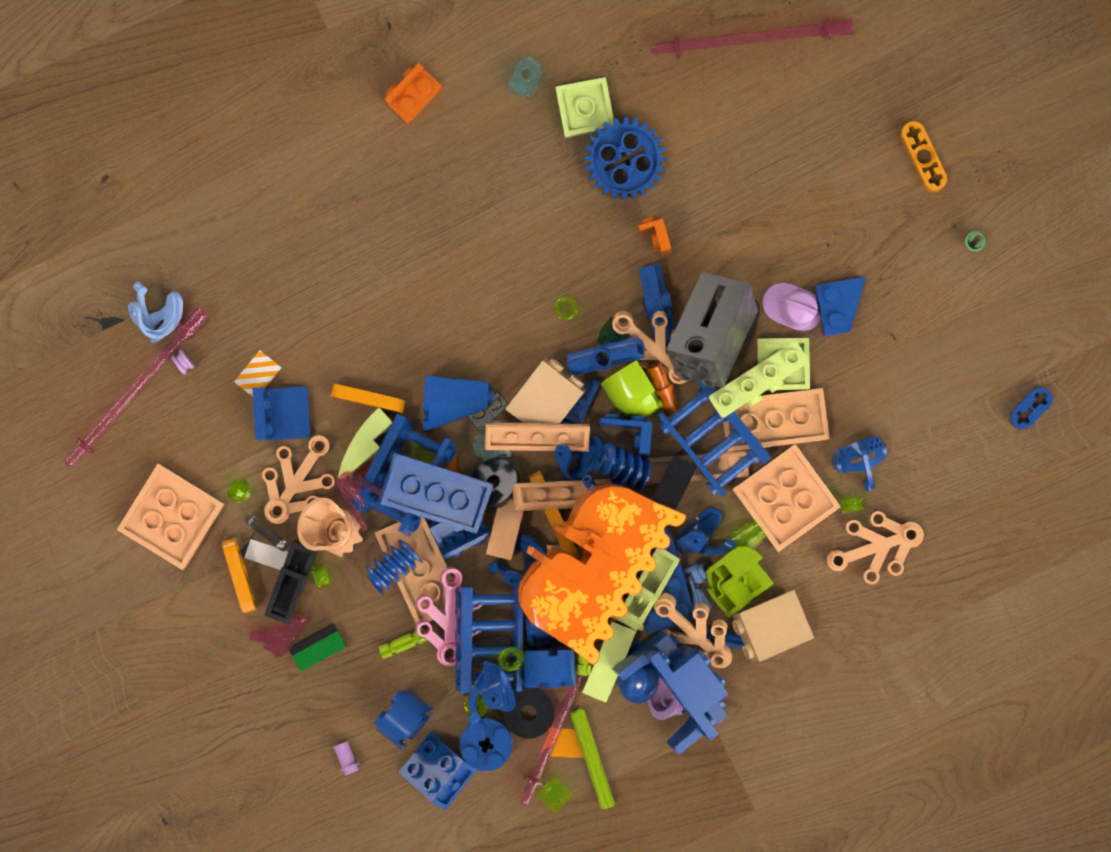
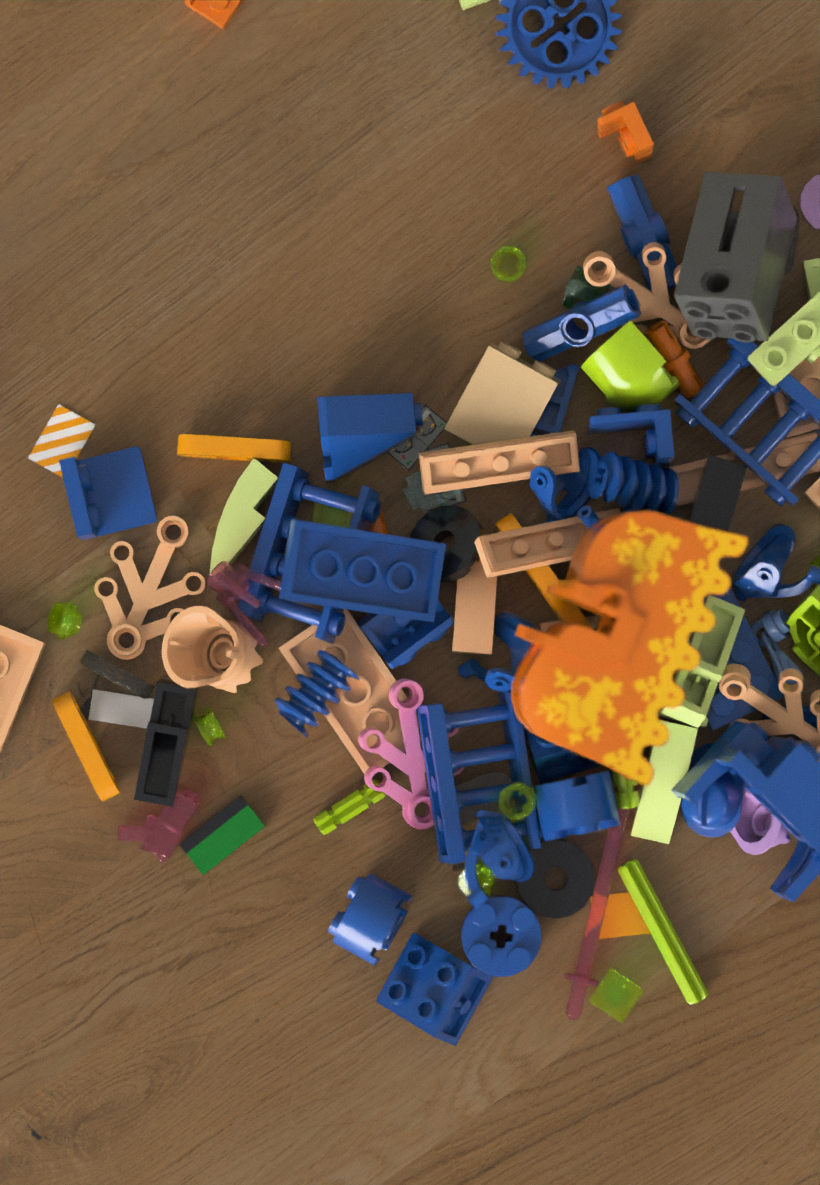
camera: 10 degrees left, 0 degrees up
(346, 758) = (293, 993): lavender pin -> none

